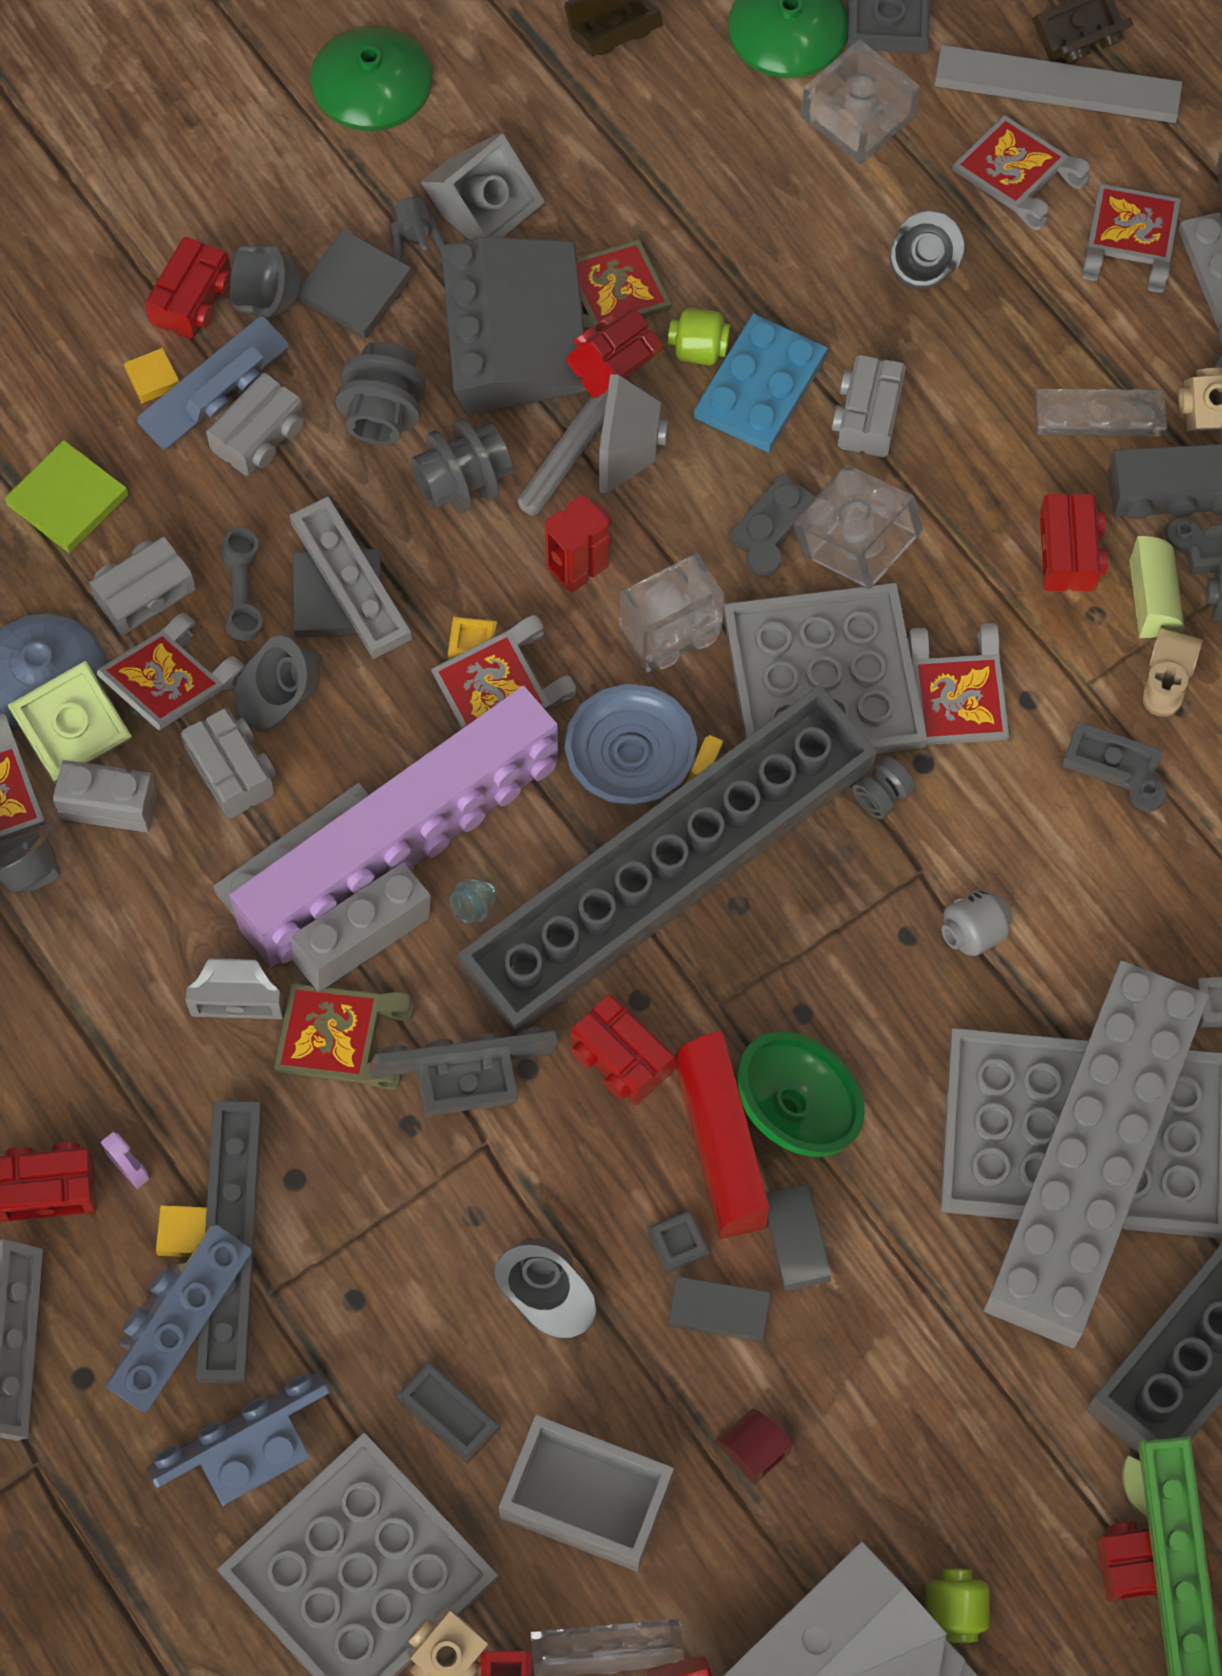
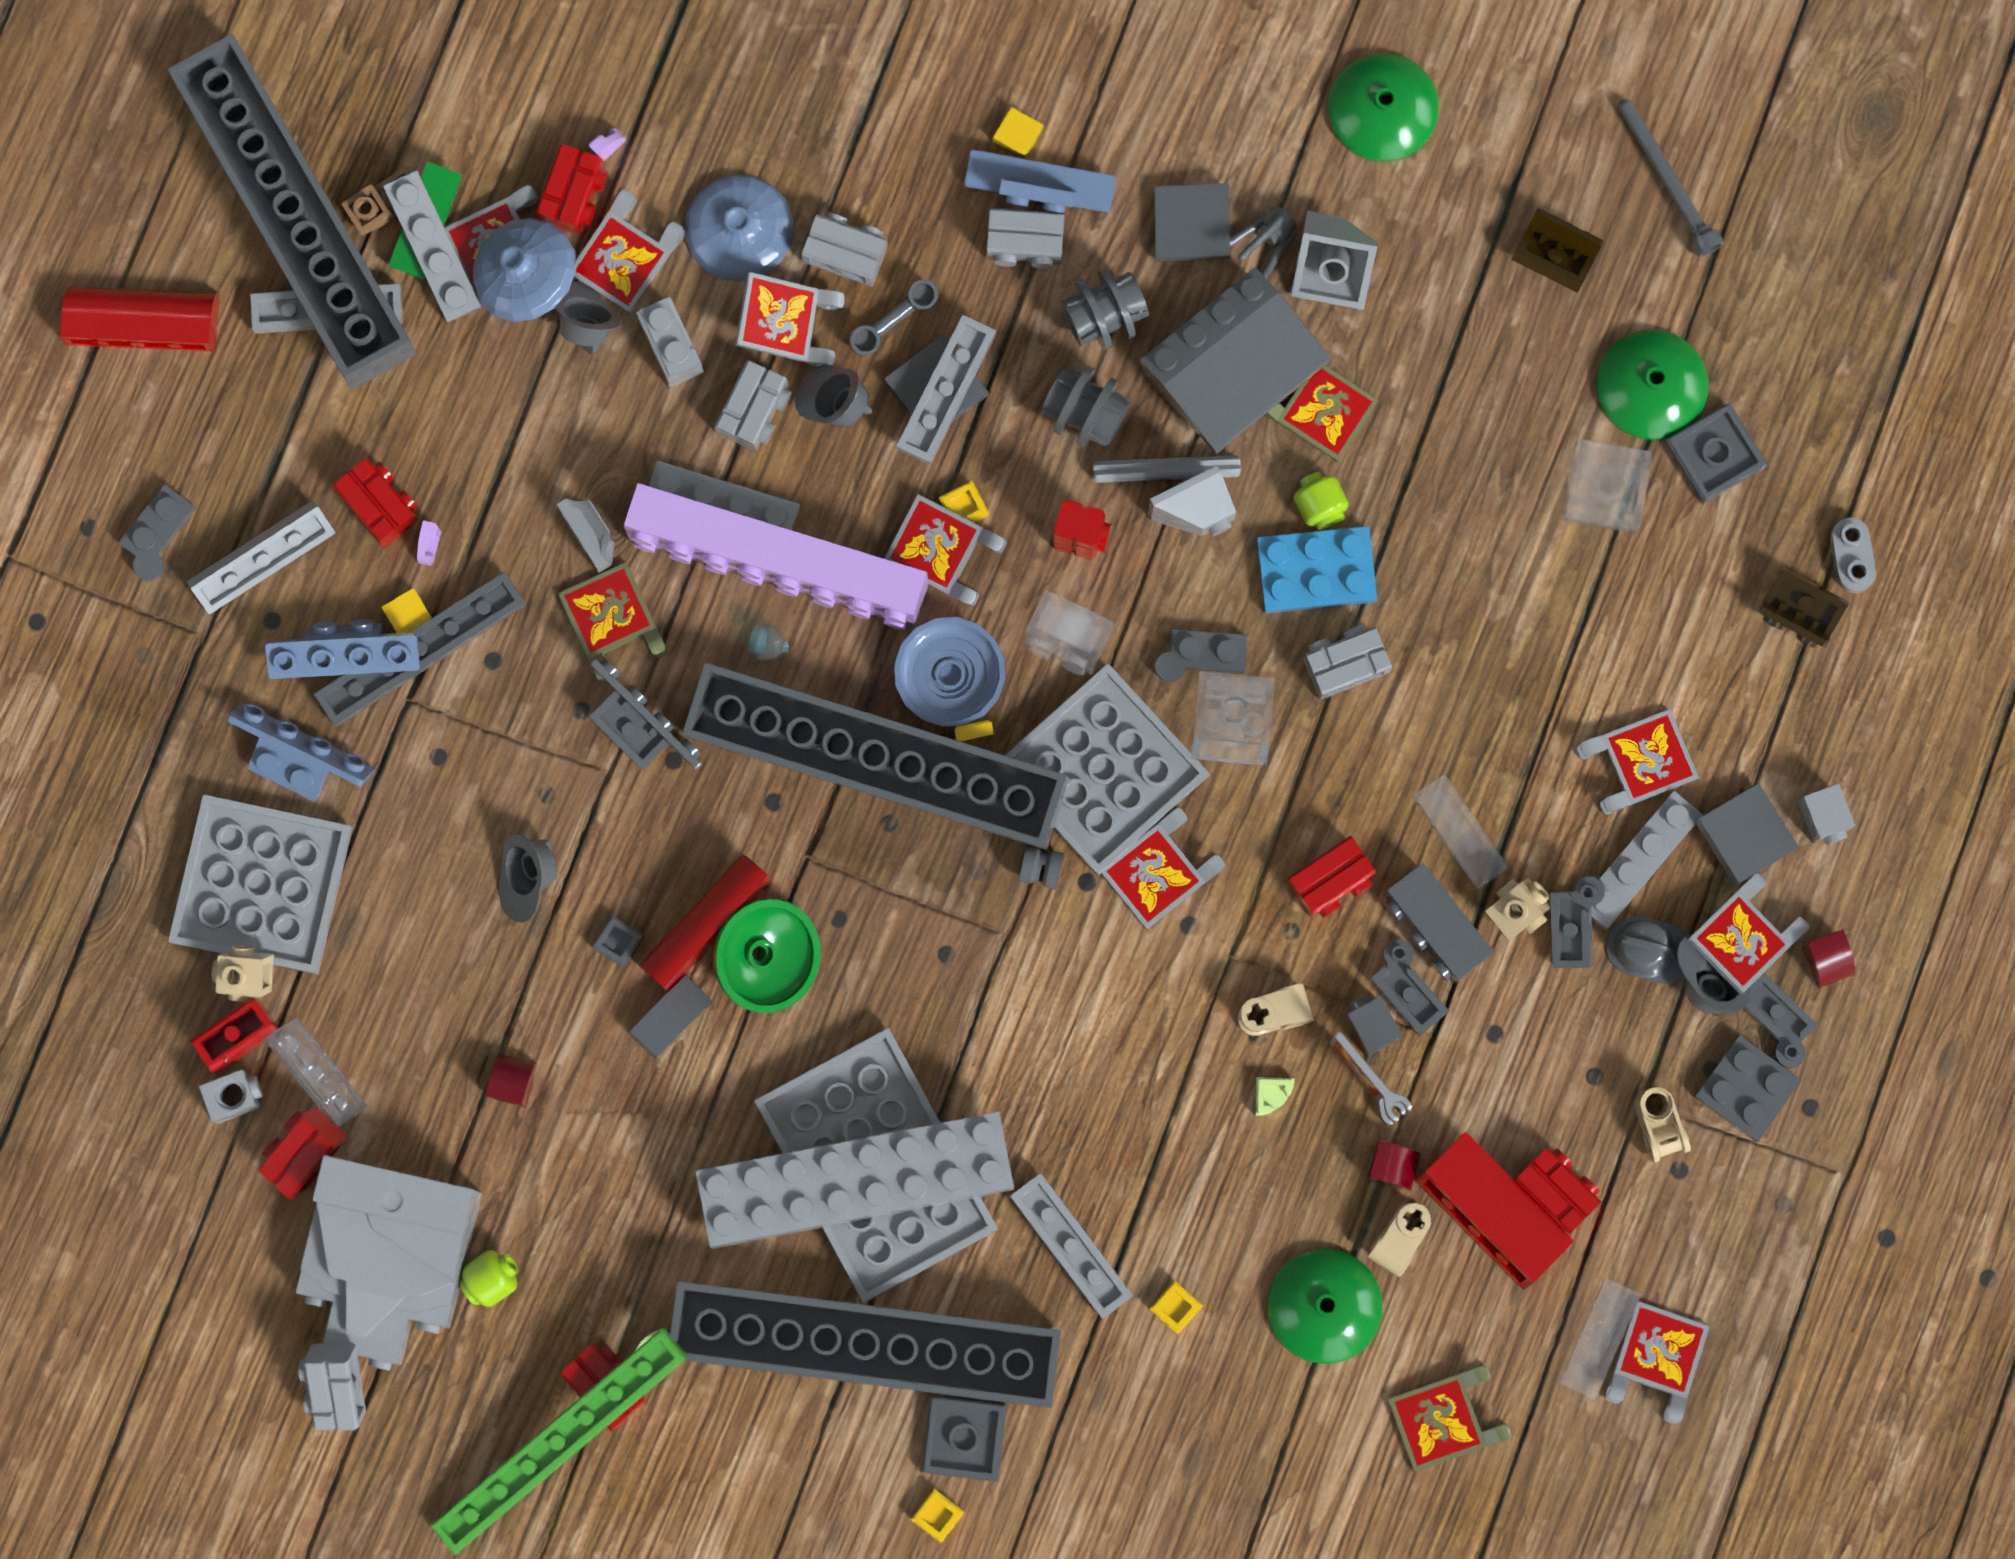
camera: 55 degrees right, 15 degrees up
(66, 496) = (881, 144): lime tile -> none
(69, 720) = (709, 276): yellowish green tile -> none
(188, 288) = (1103, 109): red brick -> none
(263, 281) = (1140, 160): dark grey helmet -> none
(360, 927) = (690, 581): light grey brick -> none
(448, 1412) = (403, 869): dark grey tile -> none
(586, 1493) = (402, 994): light grey piece -> none
(616, 349) = (1253, 451): red brick -> none
(621, 1050) = (722, 815): red brick -> none
(719, 1309) = (589, 998): dark grey tile -> none
(926, 250) = (1502, 619): dark grey helmet -> none
(976, 922) = (981, 995): light grey head -> none
(1014, 165) = (1640, 634): flag -> none
(1058, 84) = (1740, 622): light grey tile -> none
(1118, 763) = (1175, 1018): dark grey hinge -> none
(1155, 587) = (1336, 963): yellowish green brick -> none

